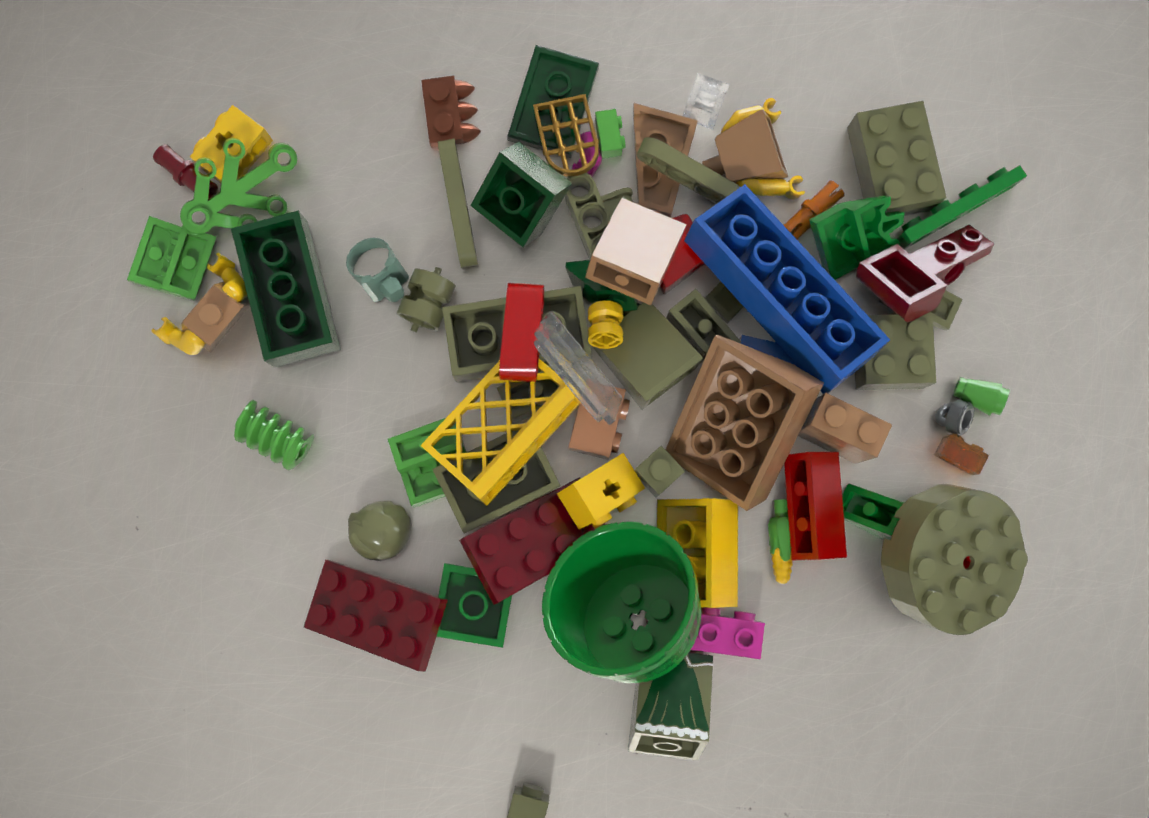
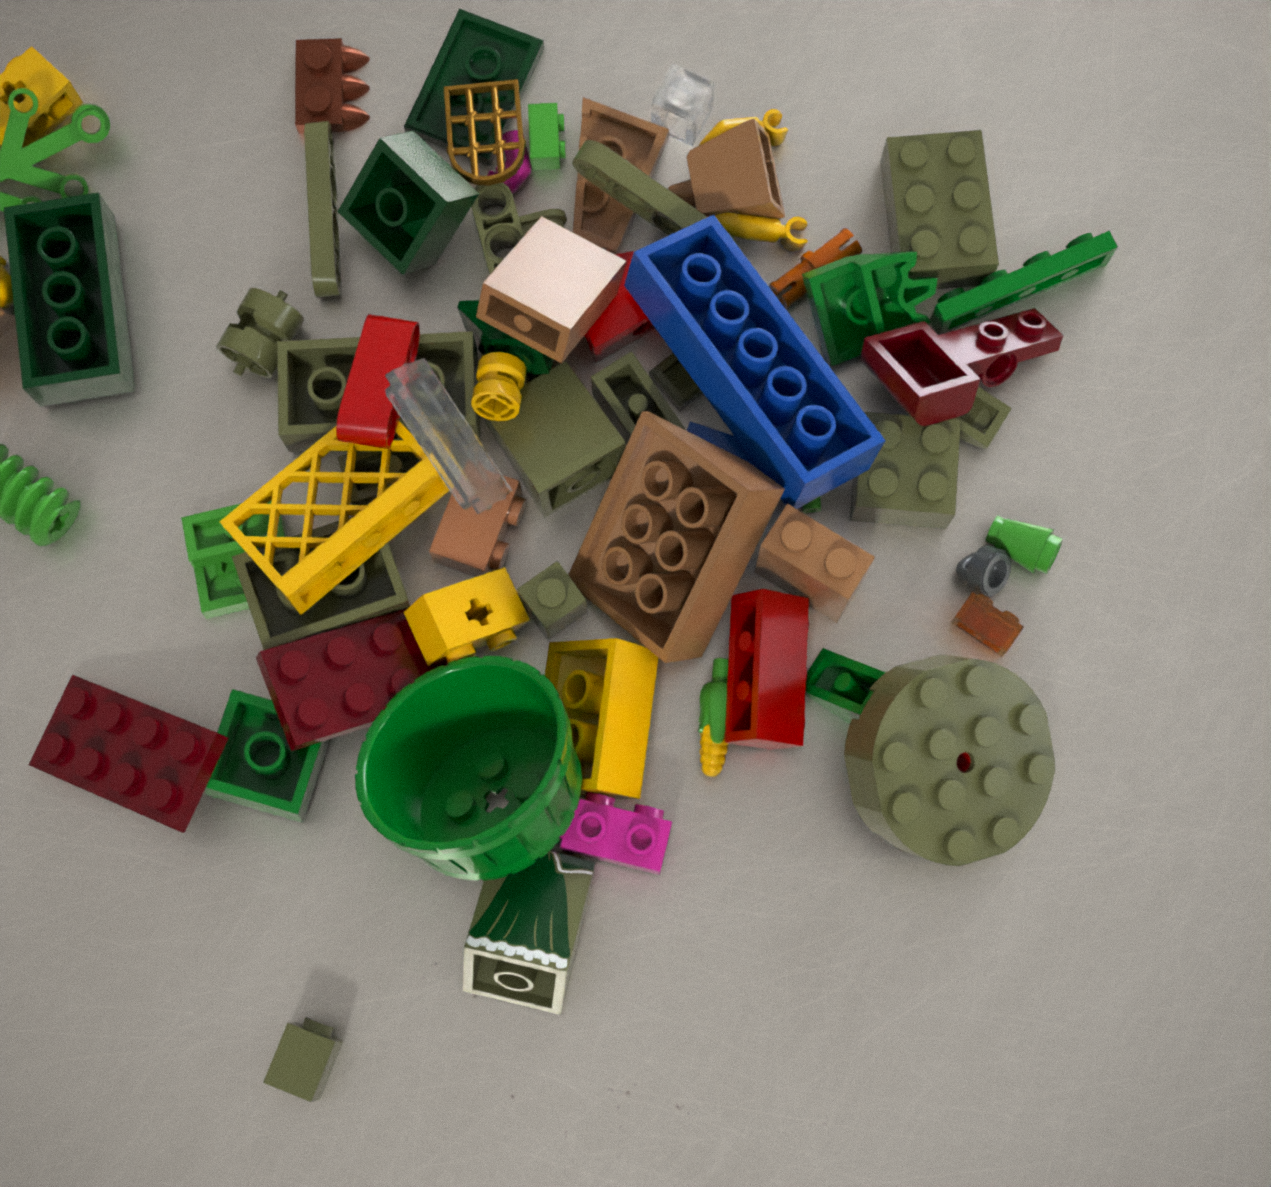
camera: 10 degrees right, 5 degrees down
(379, 530) = (152, 642): olive hair -> none
(385, 283) = (211, 304): sand green piece -> none

